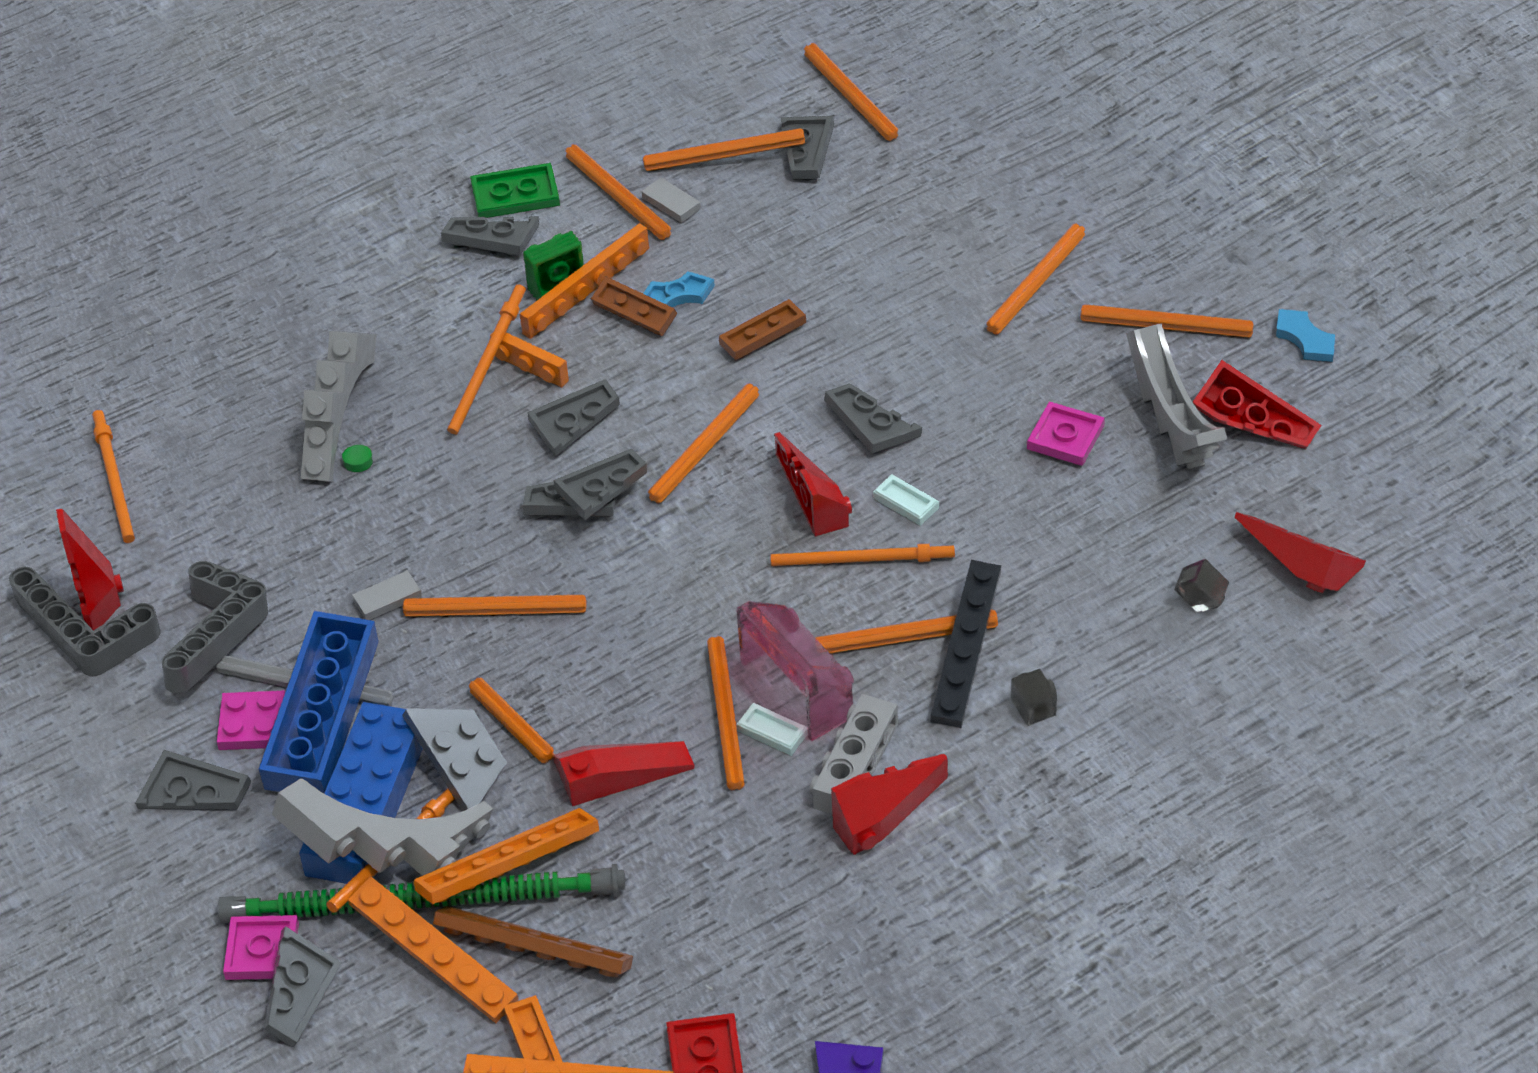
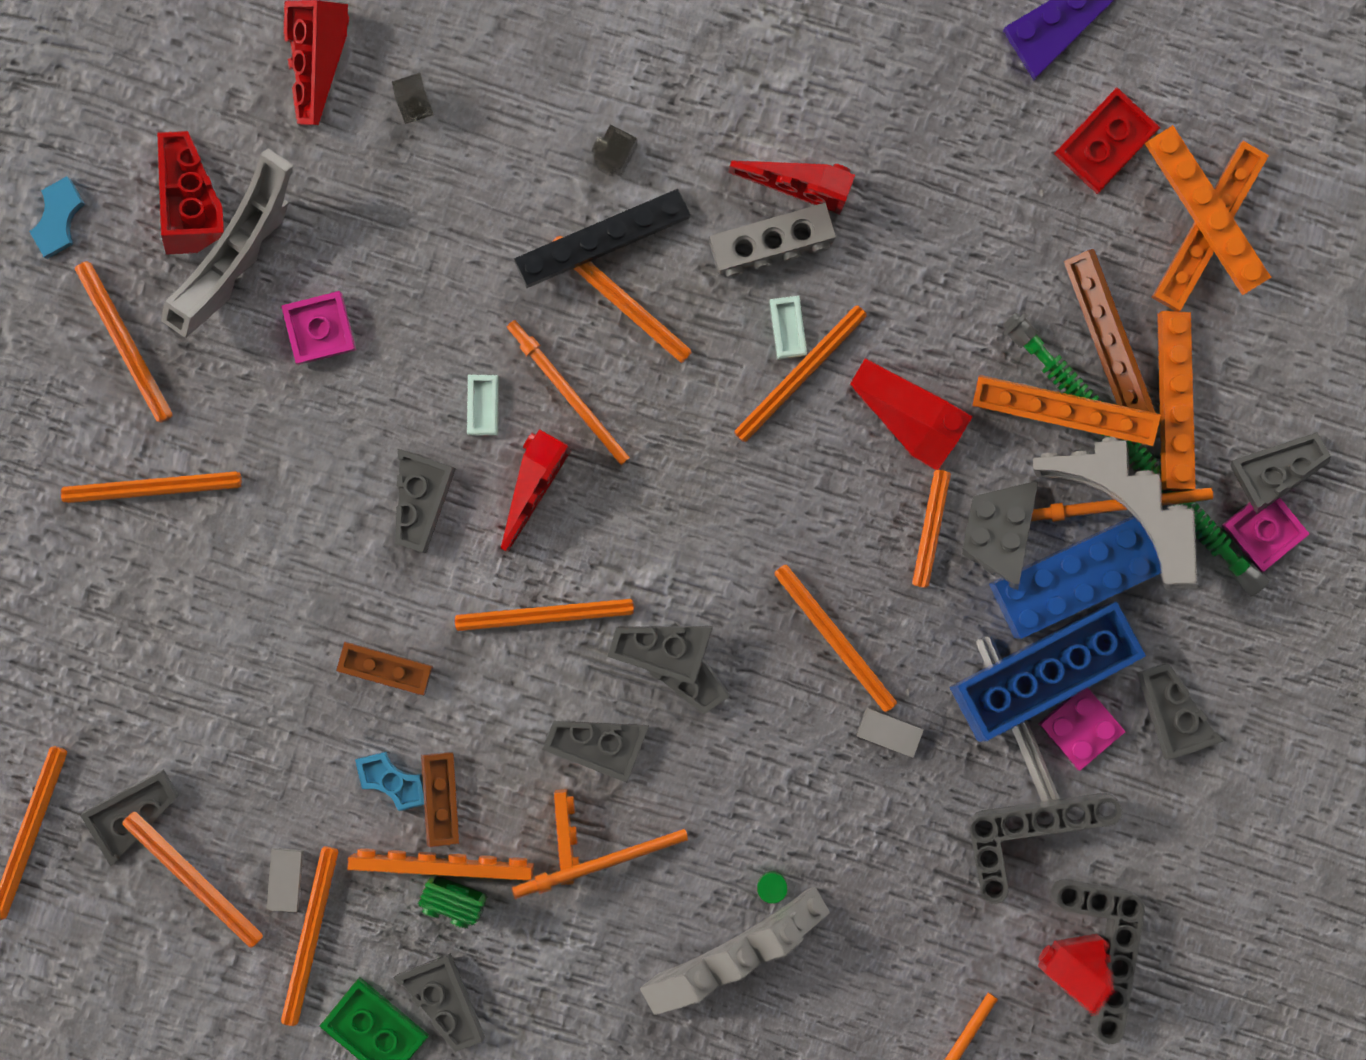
camera: 130 degrees left, 40 degrees up
(801, 657) = (734, 337): clear pink windscreen -> none

